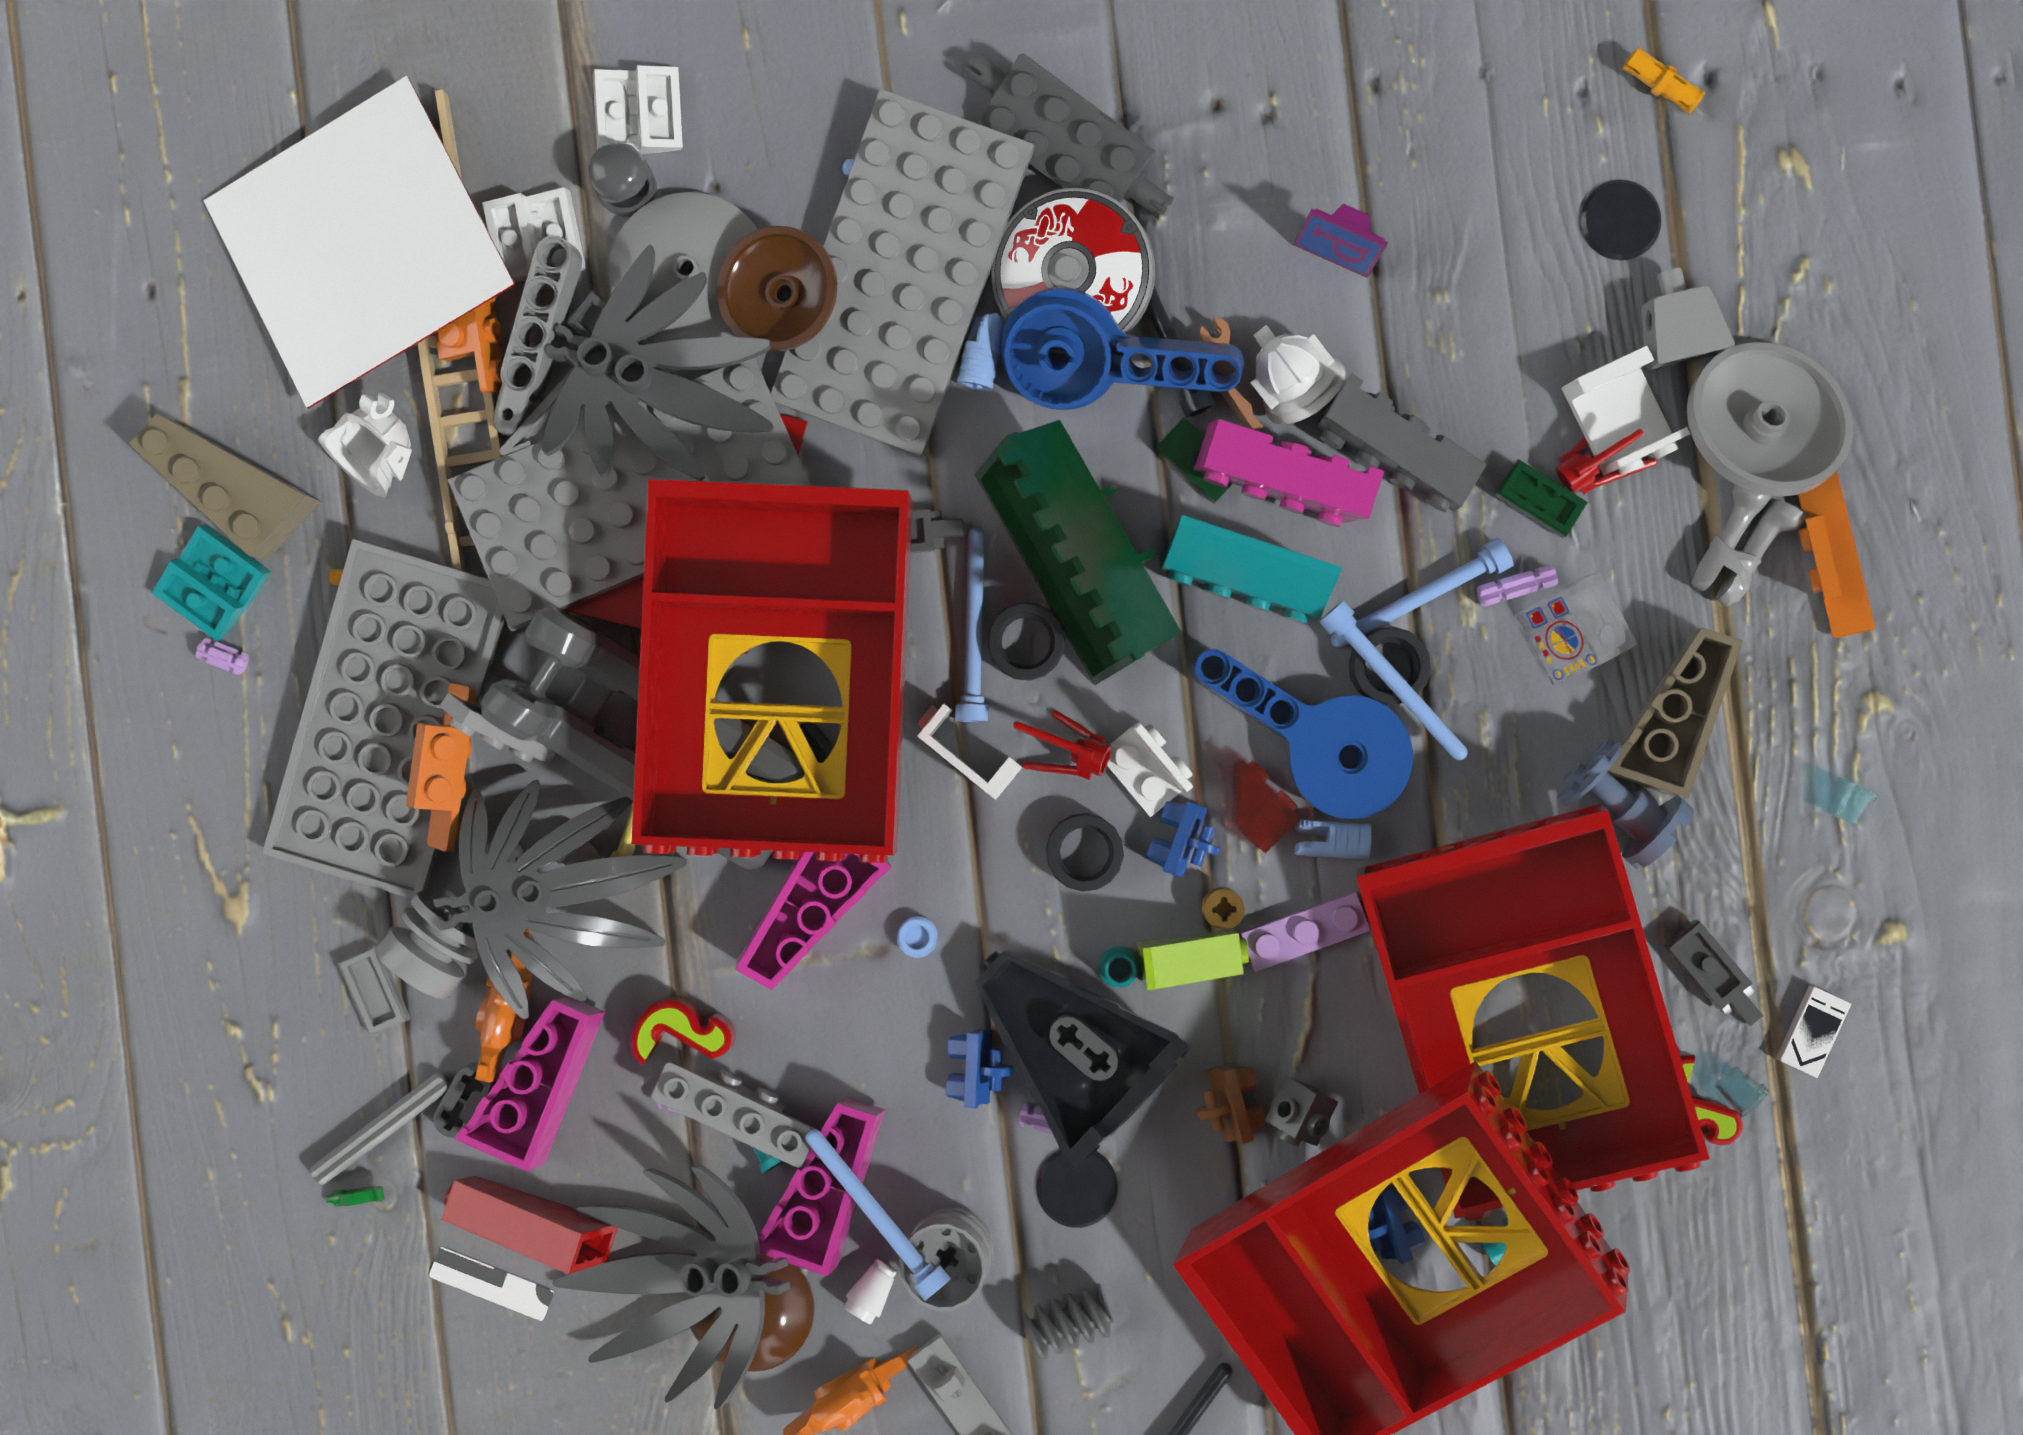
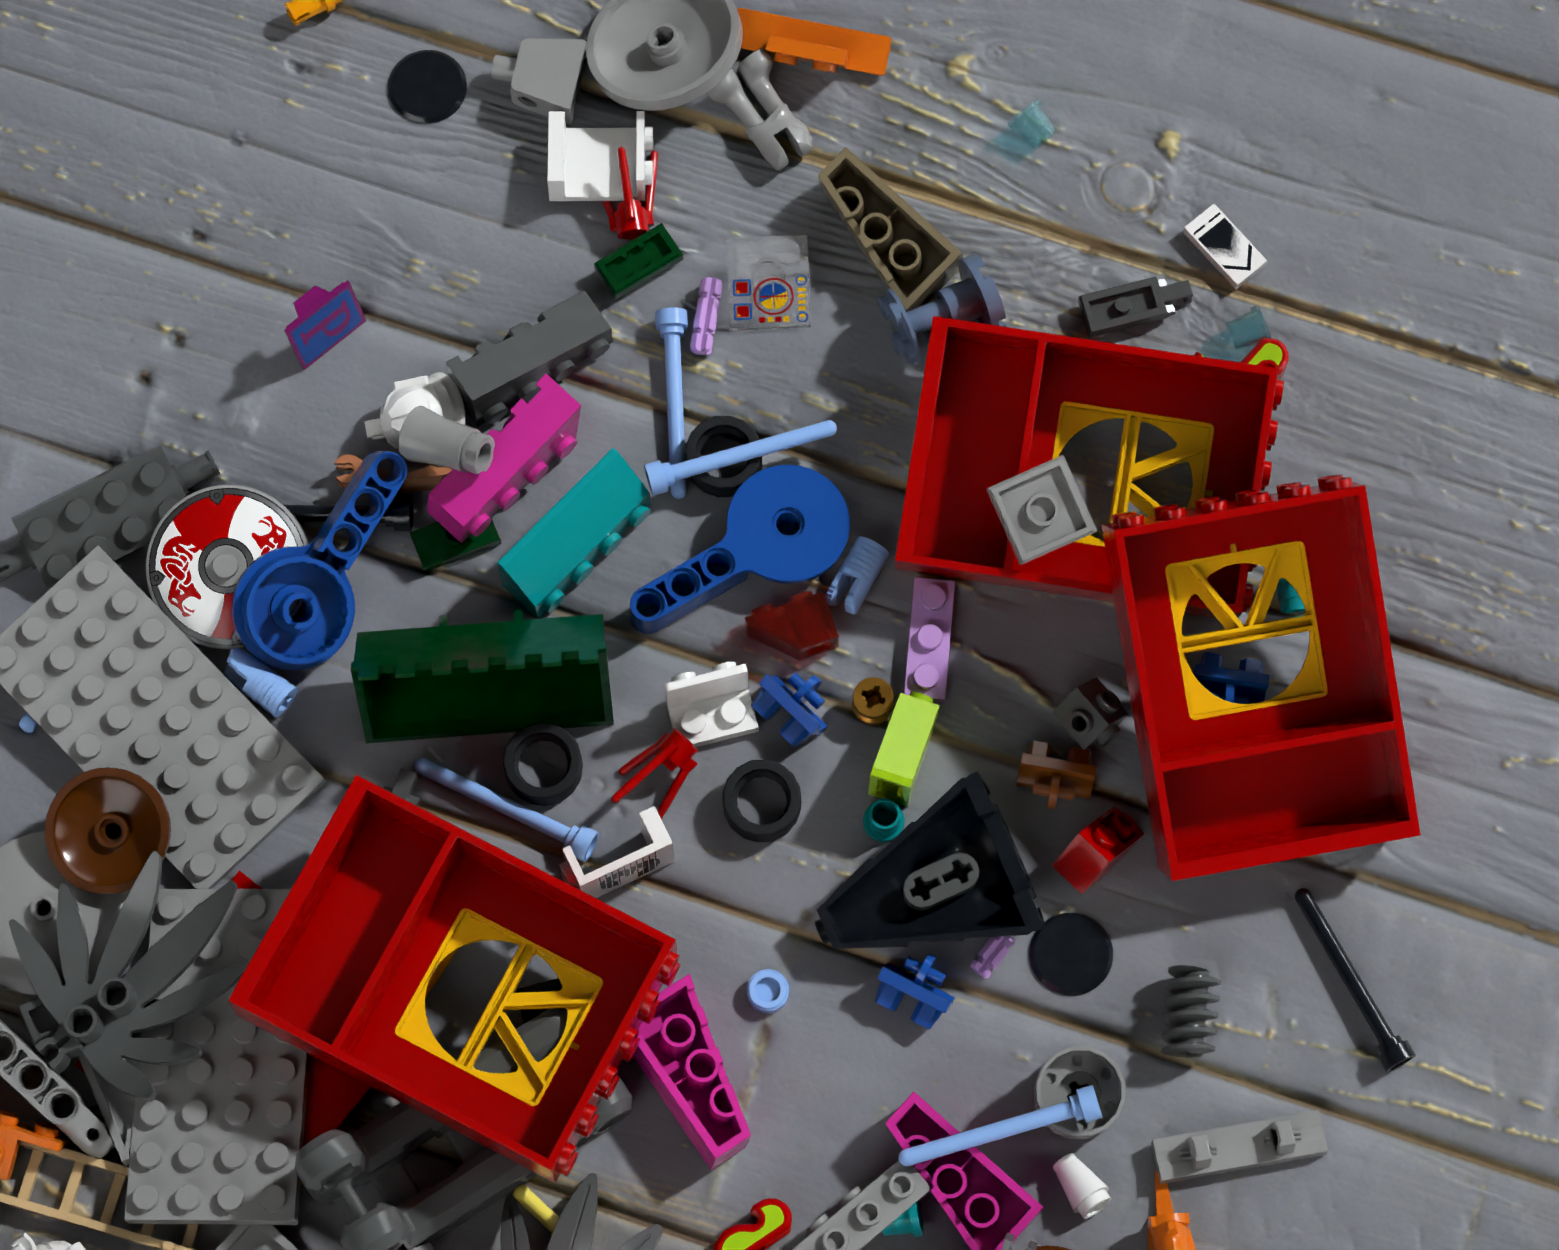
camera: 65 degrees left, 15 degrees down
(1179, 1172) = (1097, 849): none -> red slope
(1271, 410) = (443, 442): none -> light grey plant
(1466, 993) = (1041, 510): none -> light grey tile

